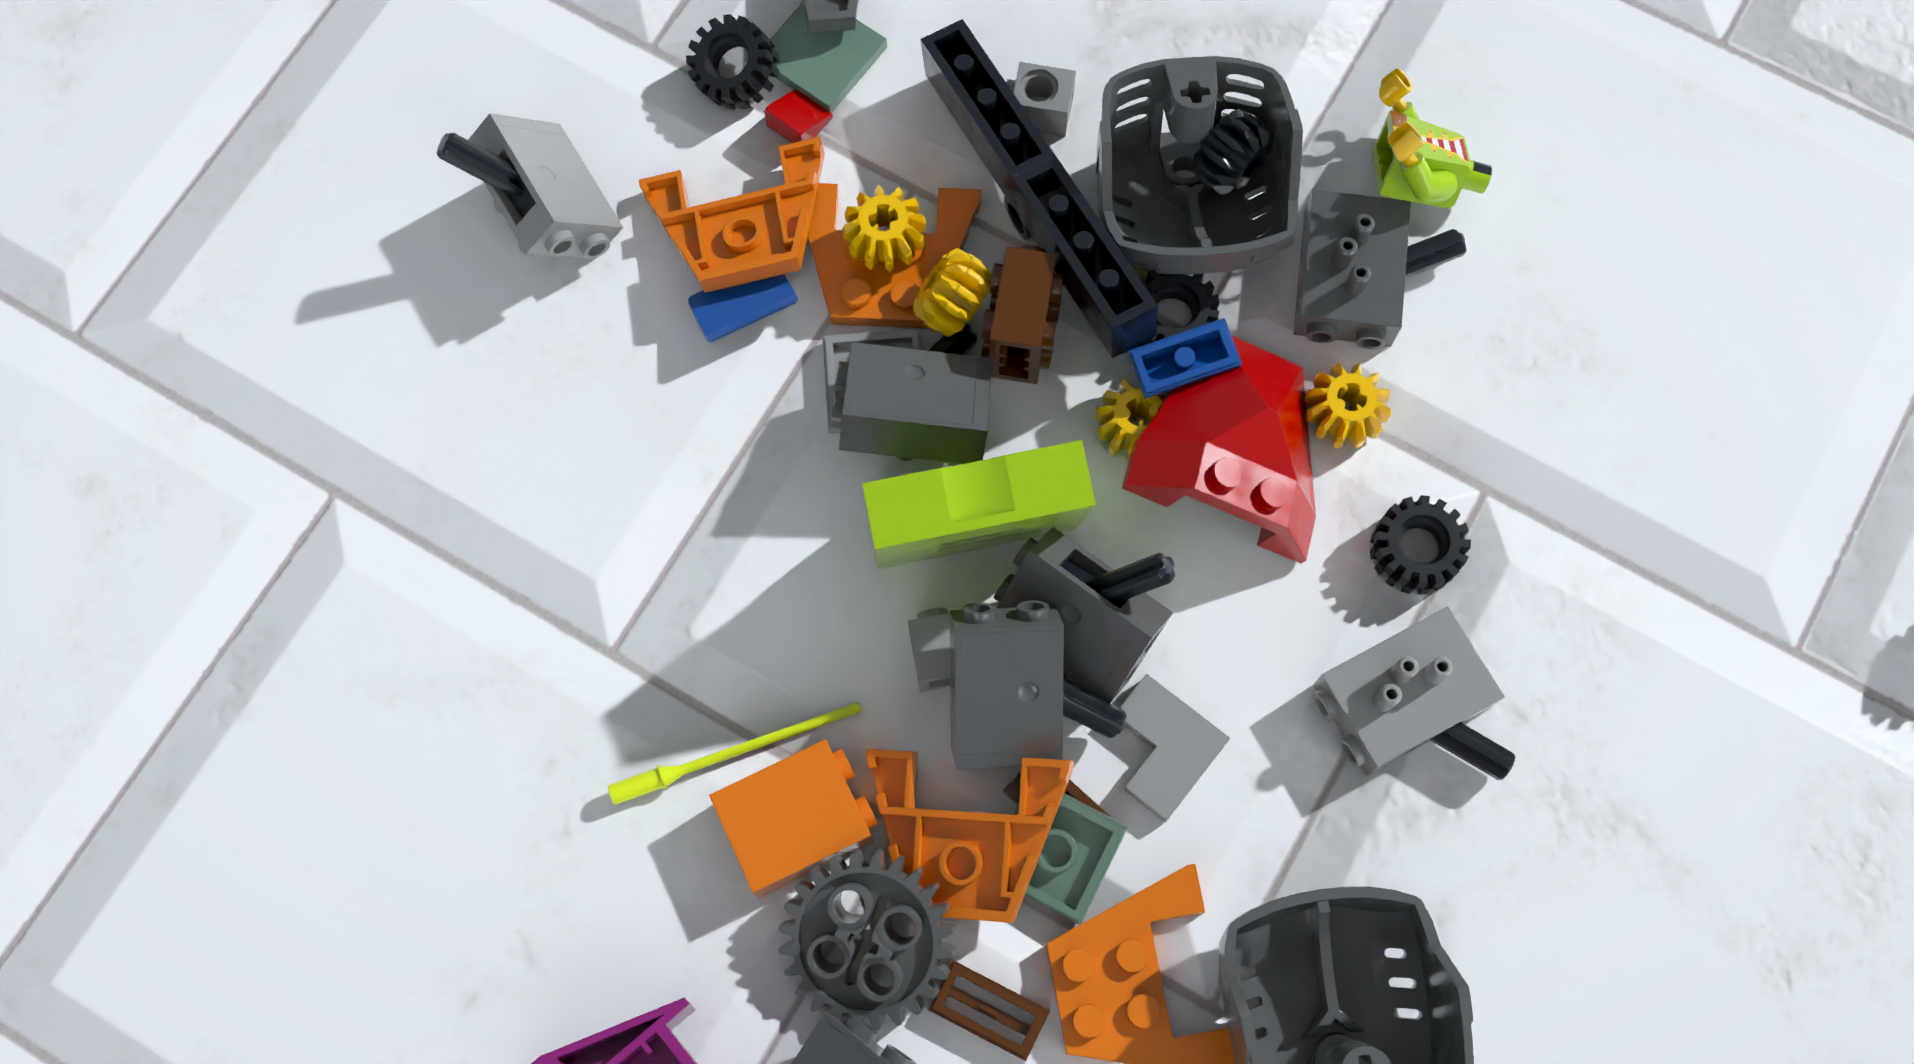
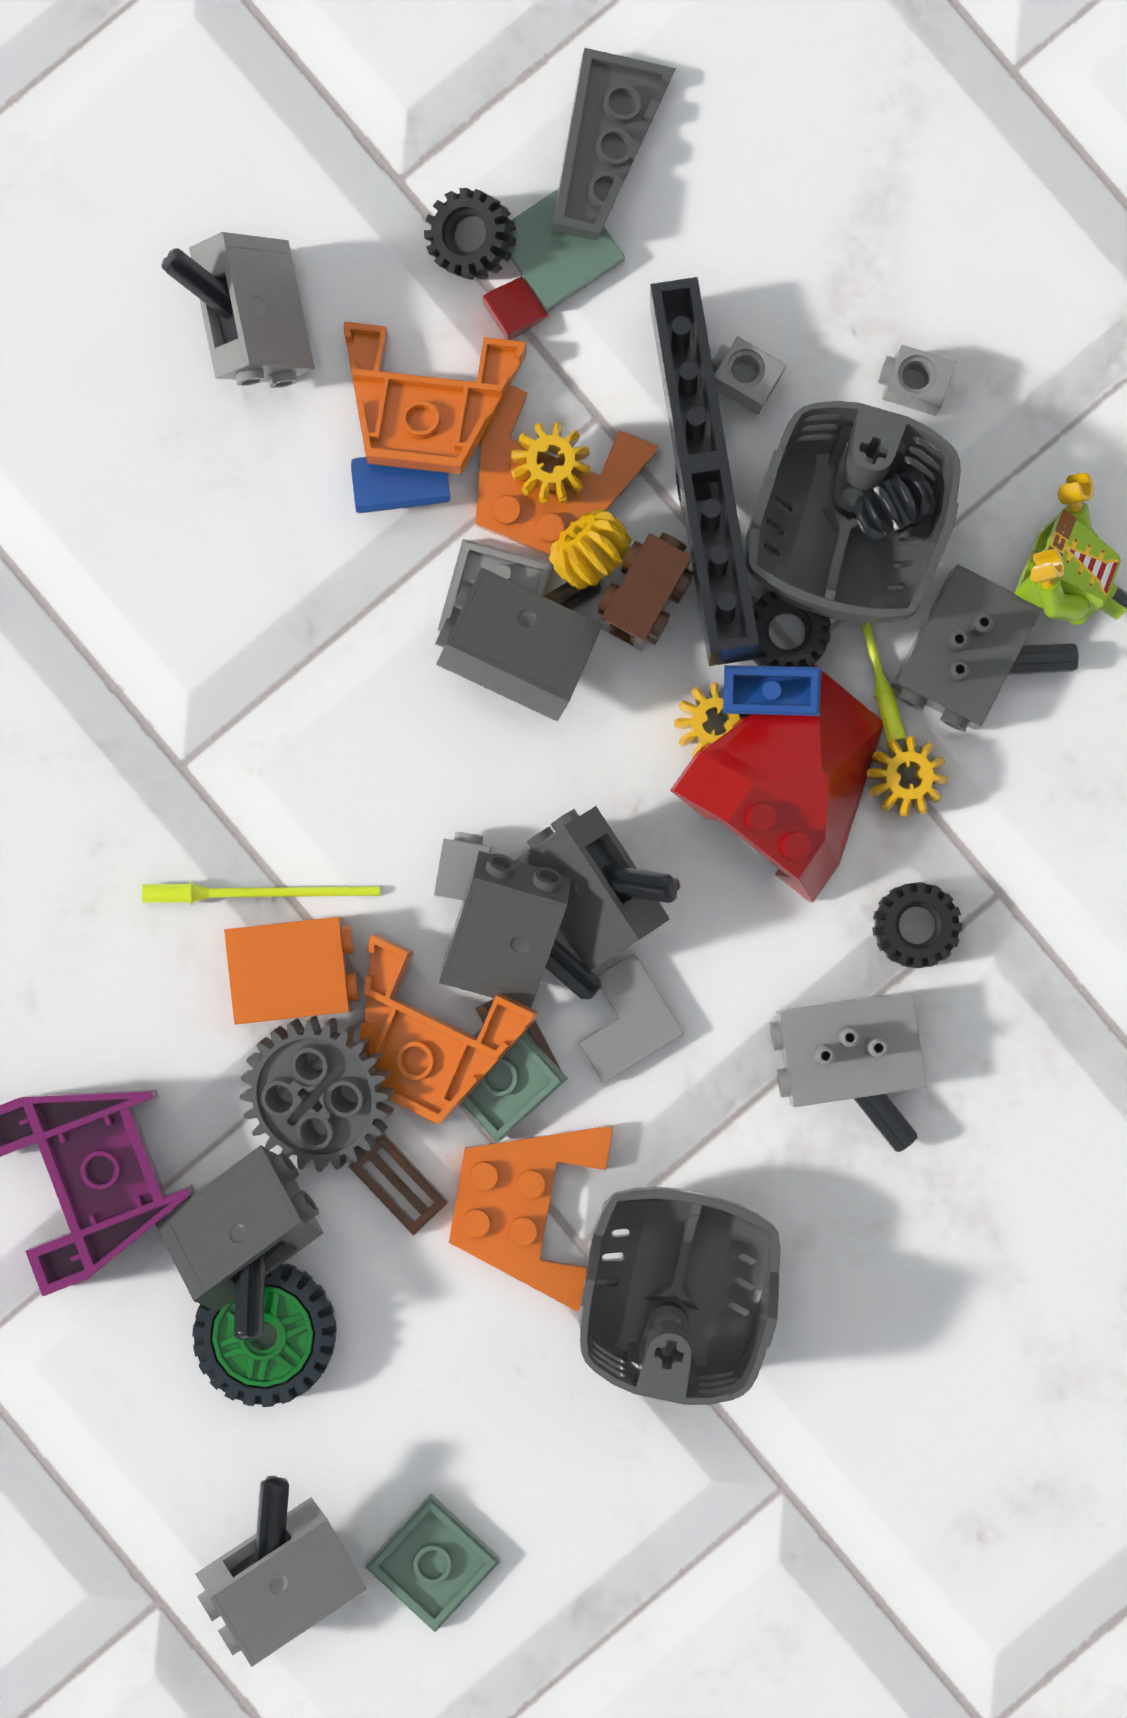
camera: 15 degrees right, 15 degrees up
(978, 504) = (530, 771): lime tile -> none
(1210, 35) = (935, 370): none -> light grey brick
(1289, 338) = (883, 691): none -> neon yellow piece

